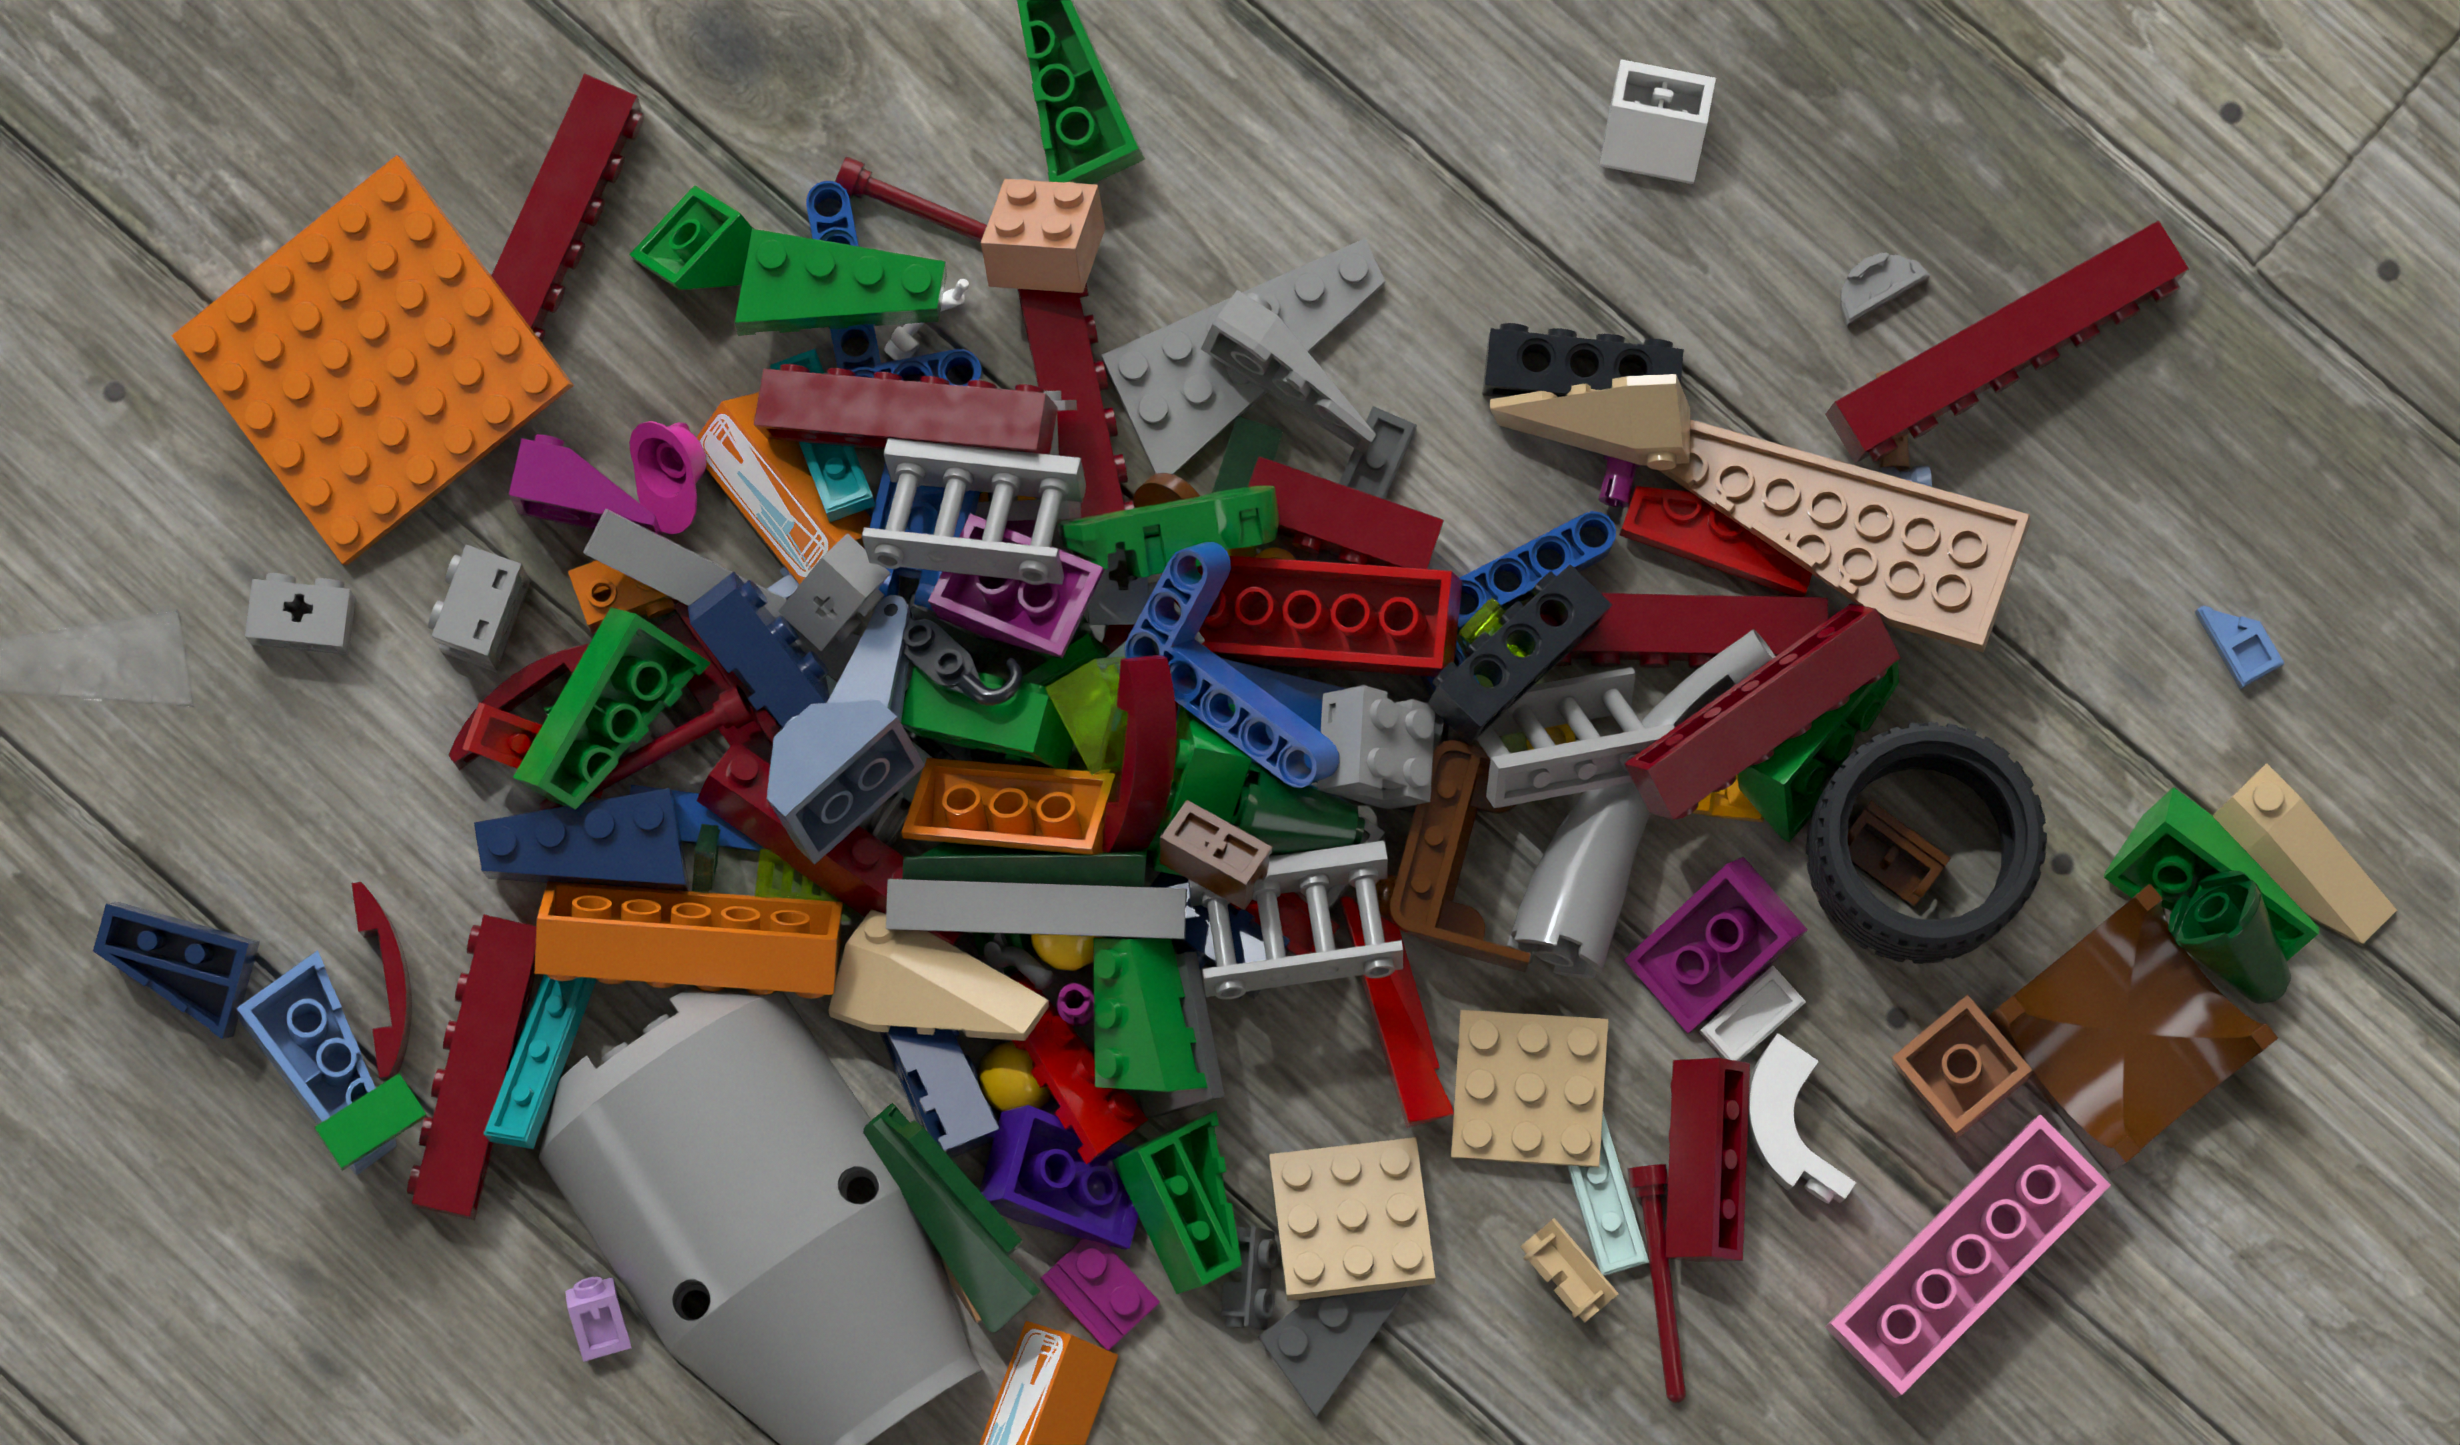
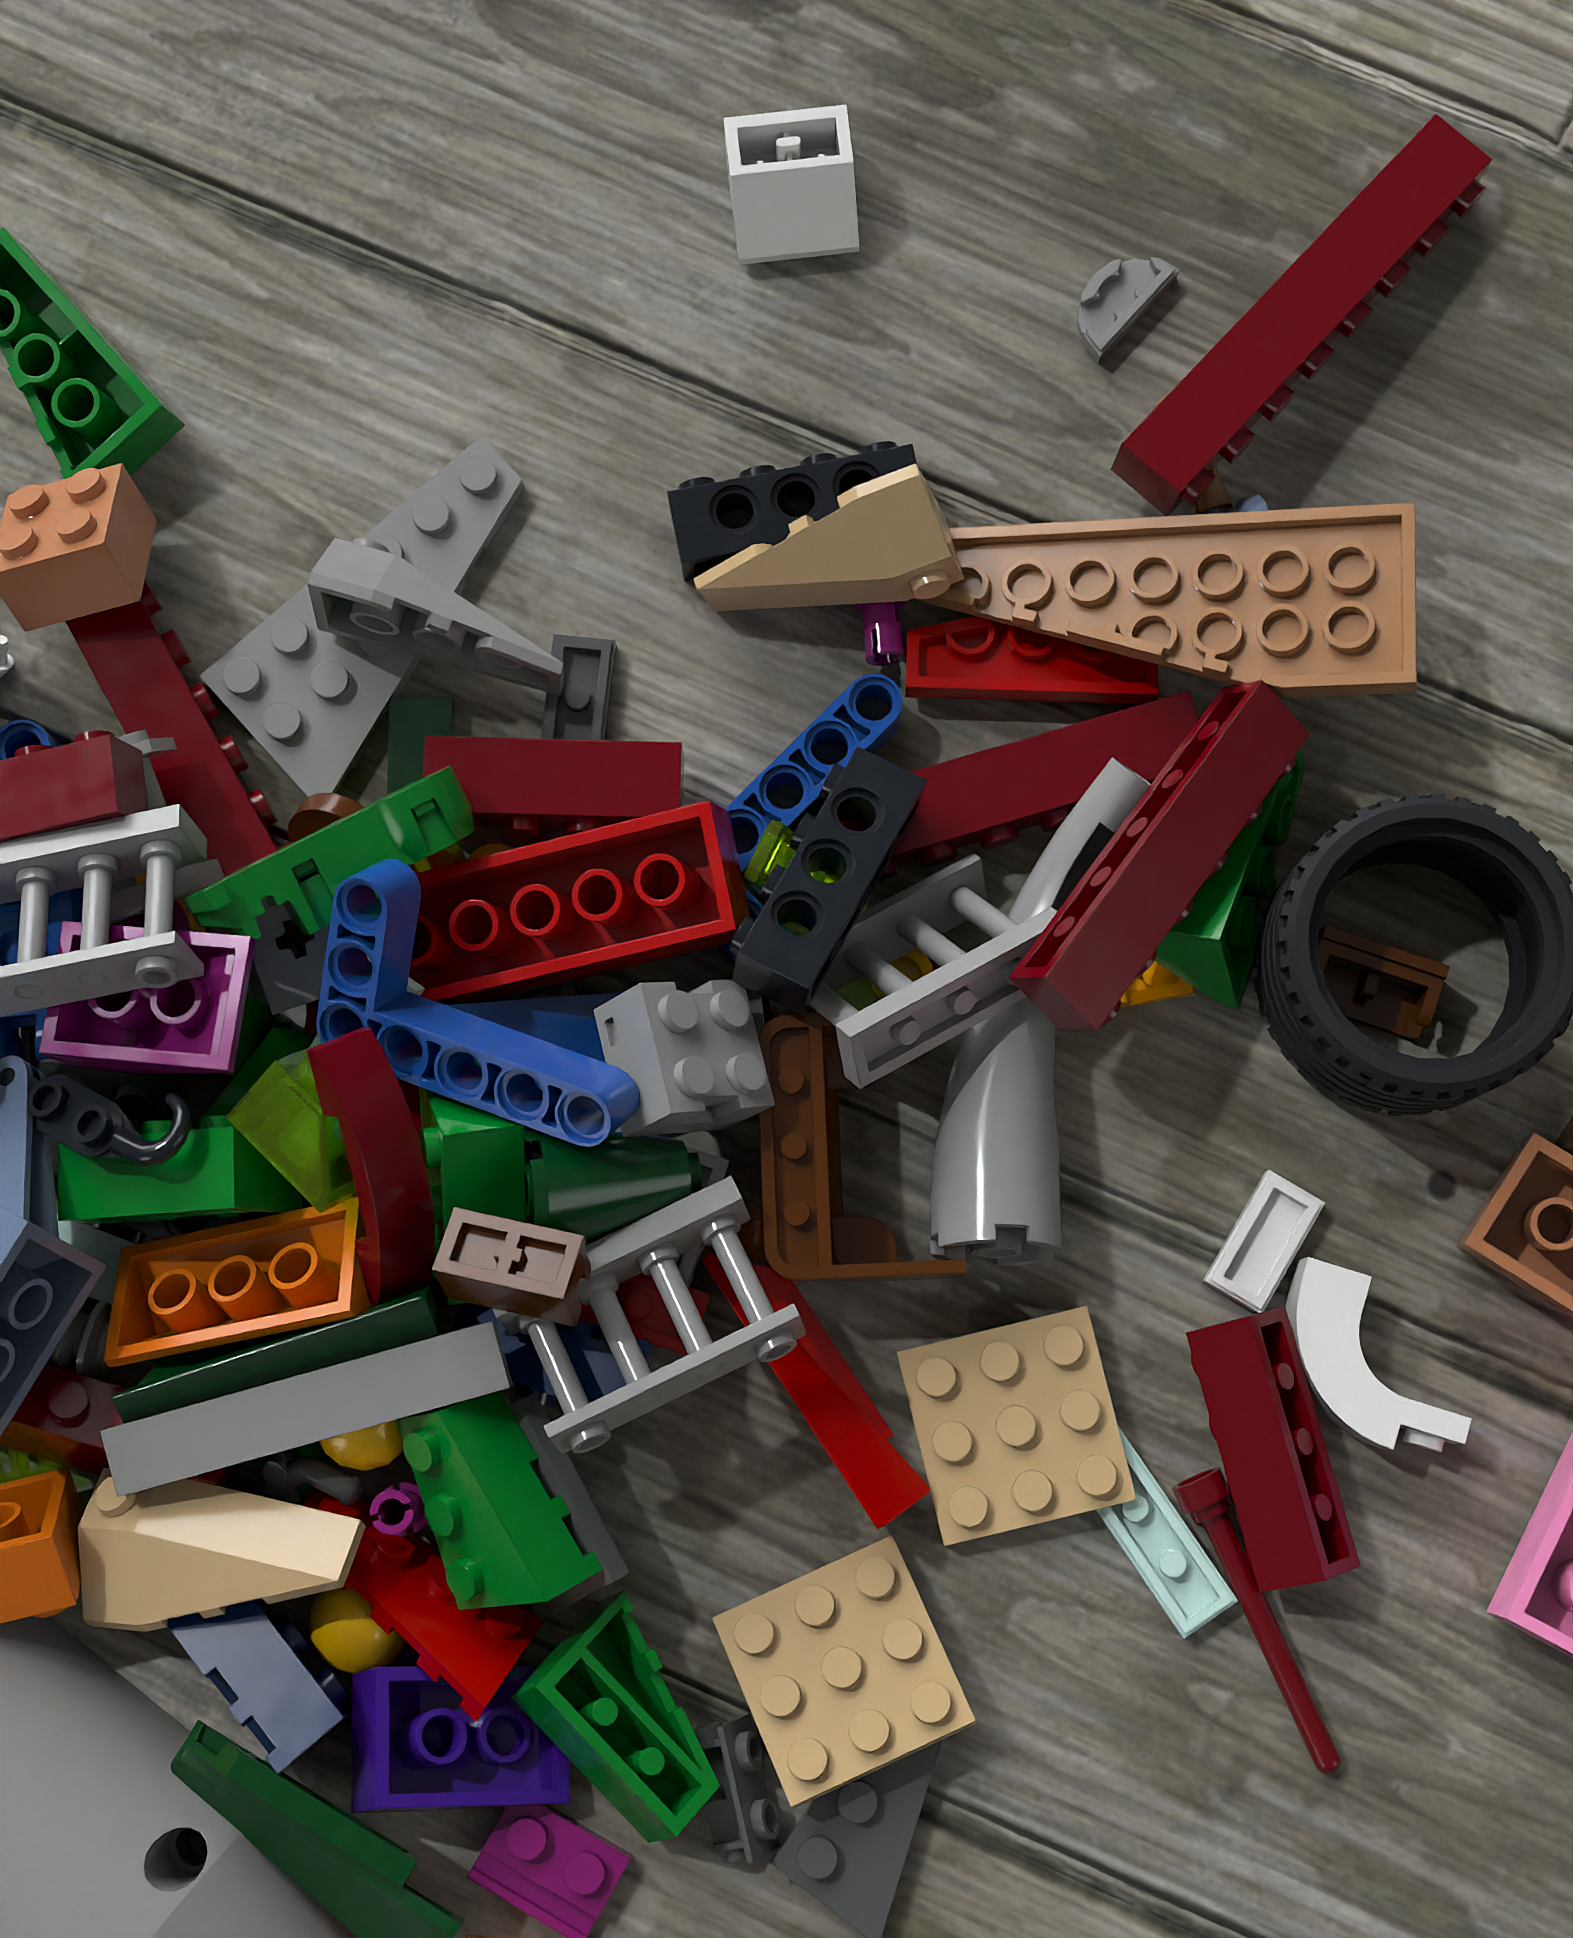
camera: 10 degrees left, 0 degrees up
(1577, 1278) = (1124, 1637): tan hinge -> none
(1715, 944) = (1190, 1167): magenta slope -> none

